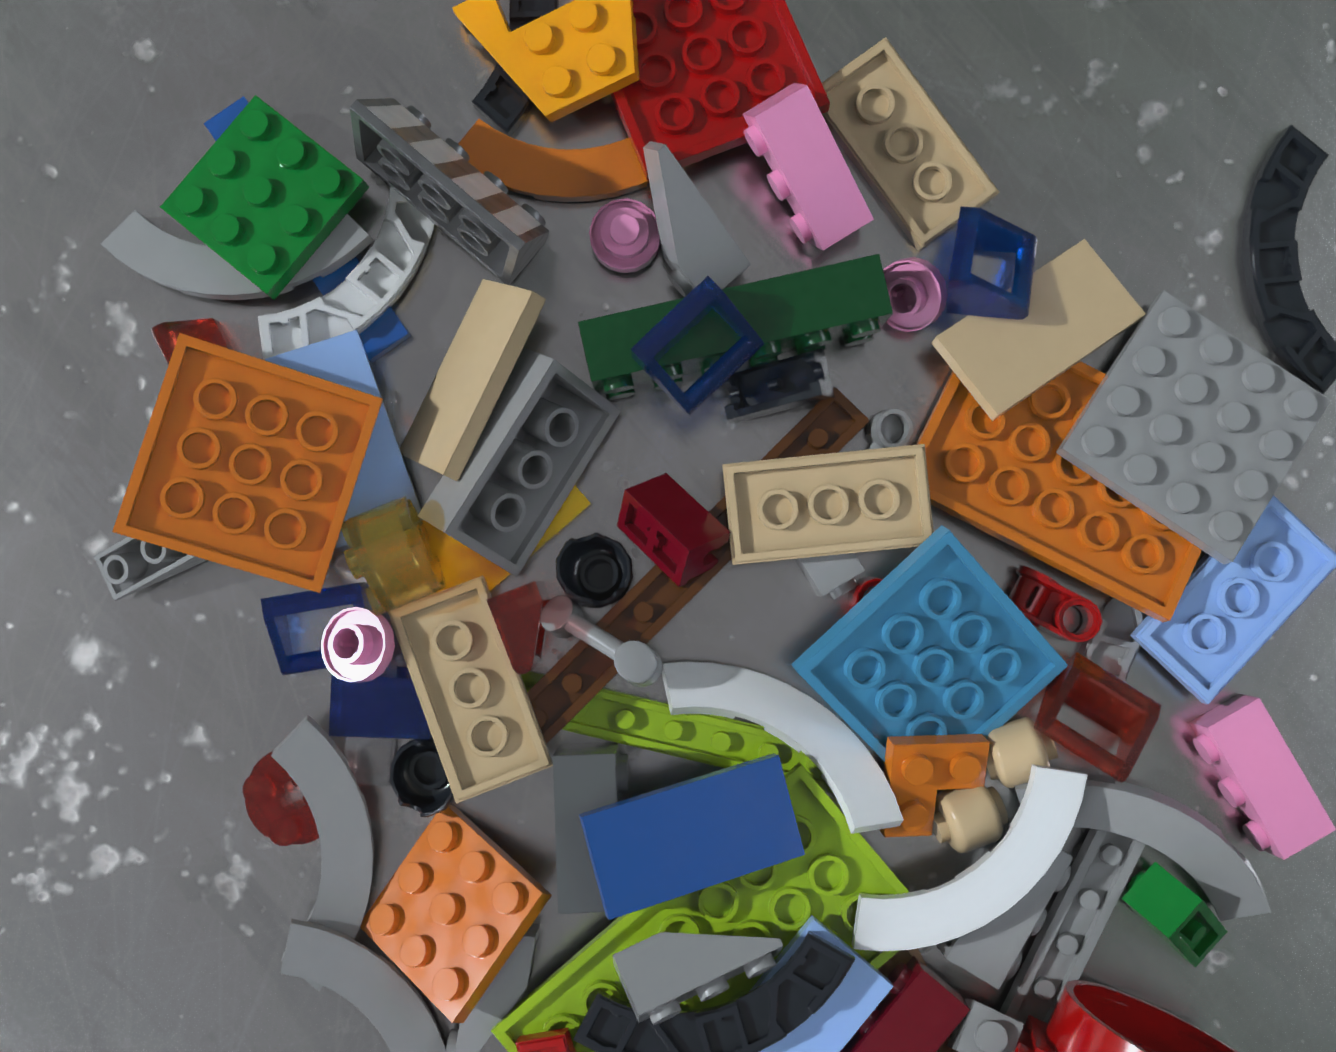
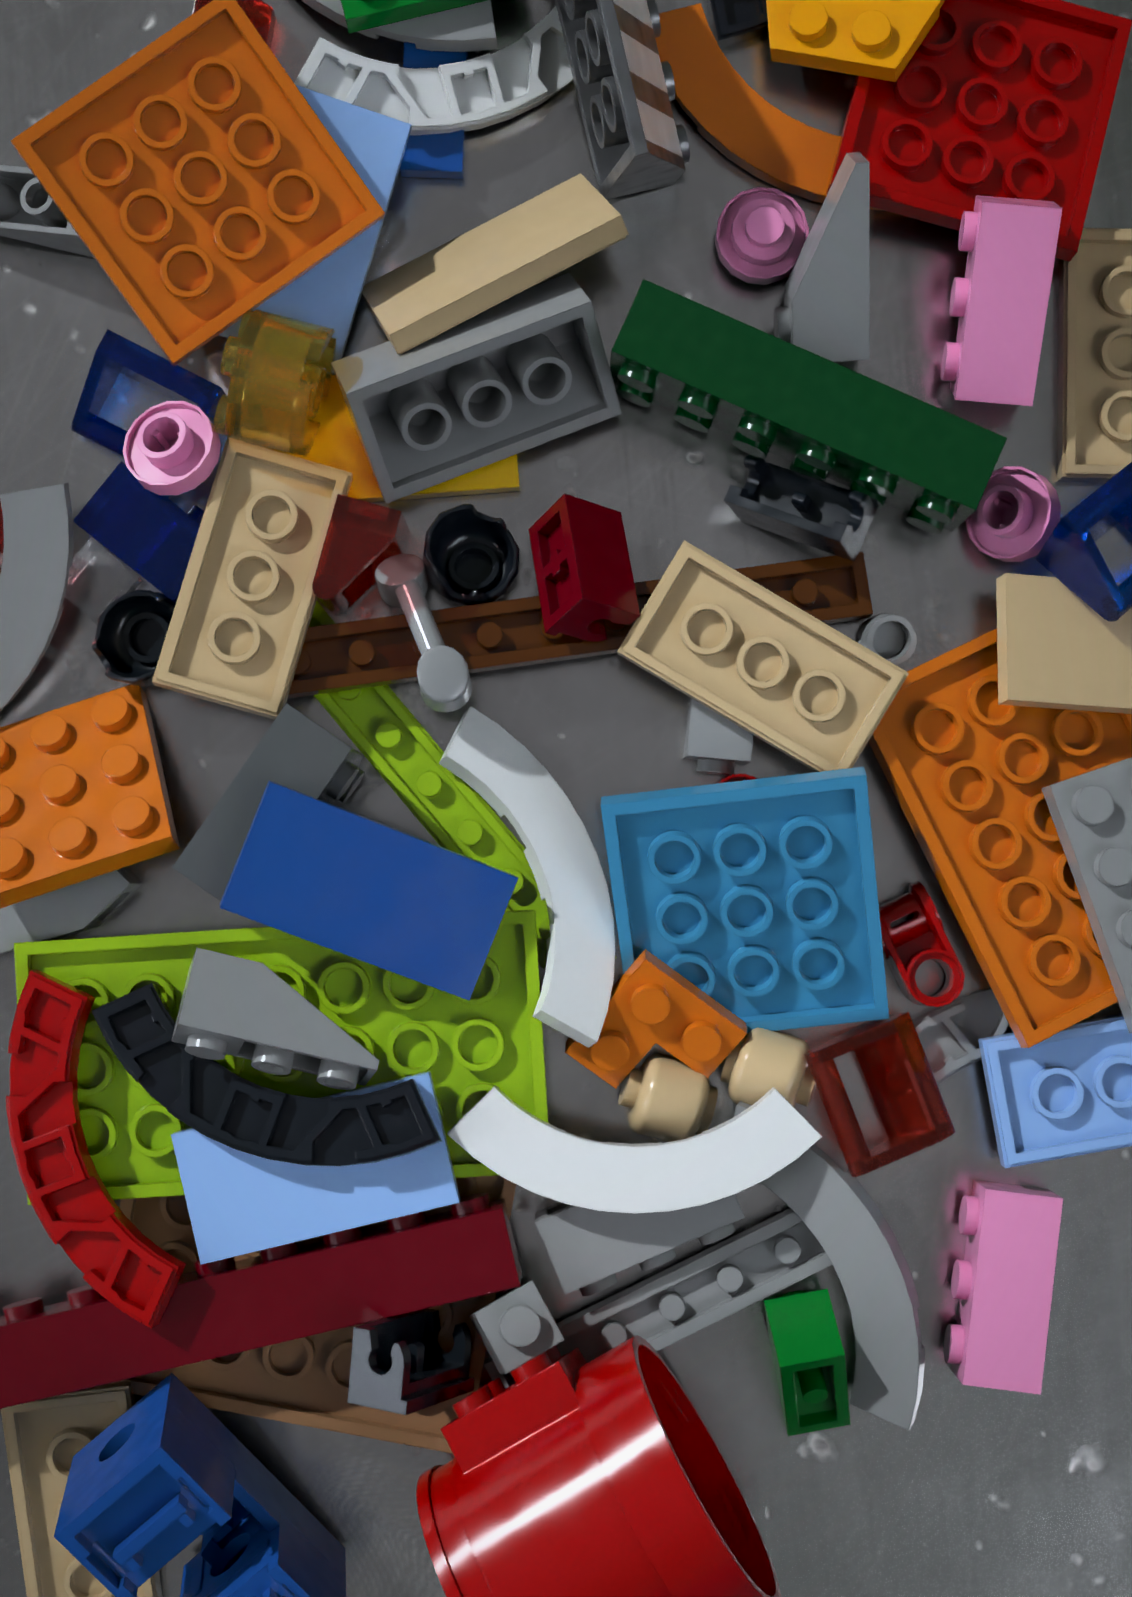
camera: 40 degrees right, 0 degrees up
(676, 325) = (746, 354): clear blue tile -> none

